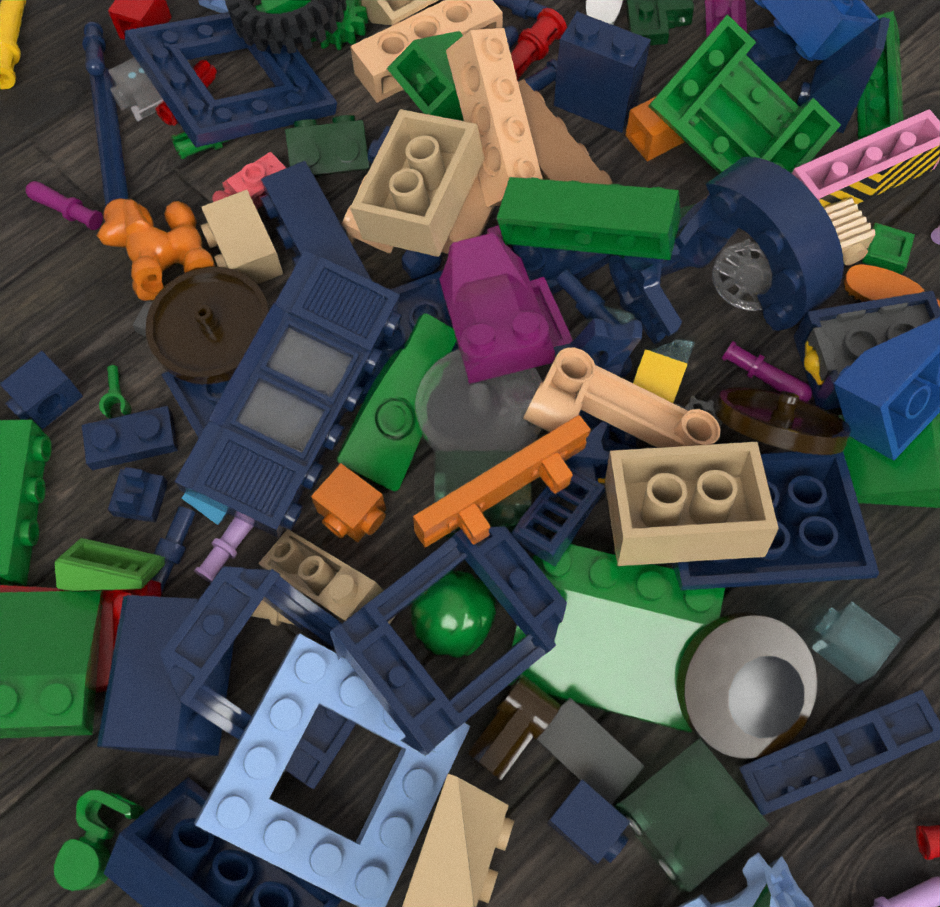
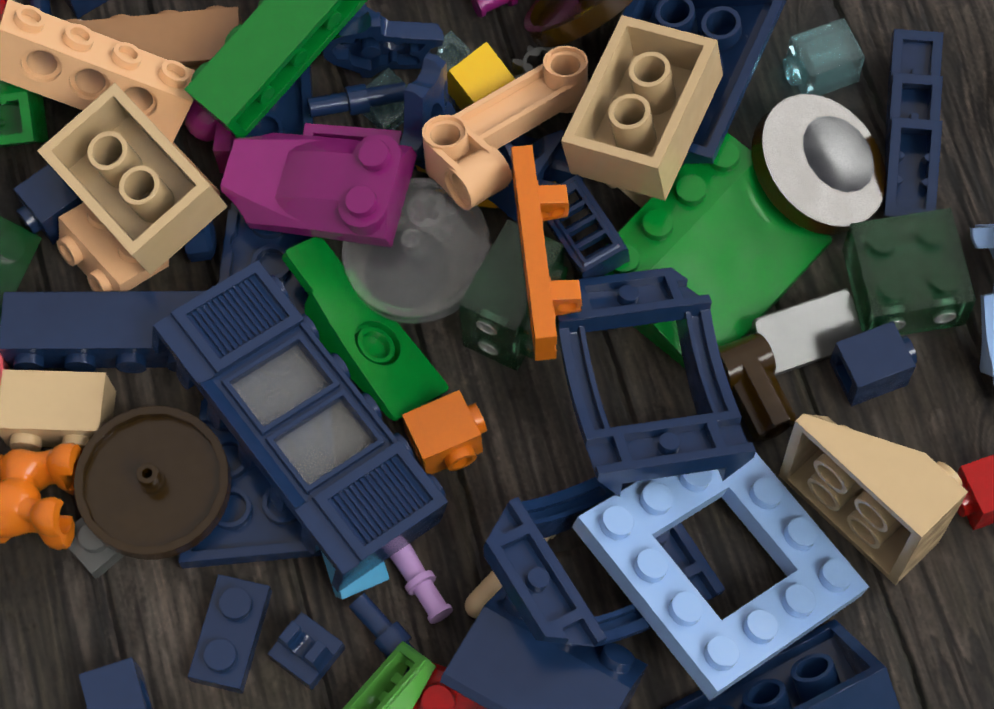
camera: 60 degrees left, 0 degrees up
(114, 394) = (165, 629): green hand -> none
(320, 576) = (540, 470): tan slope -> none
(454, 615) = (625, 381): green hair -> none

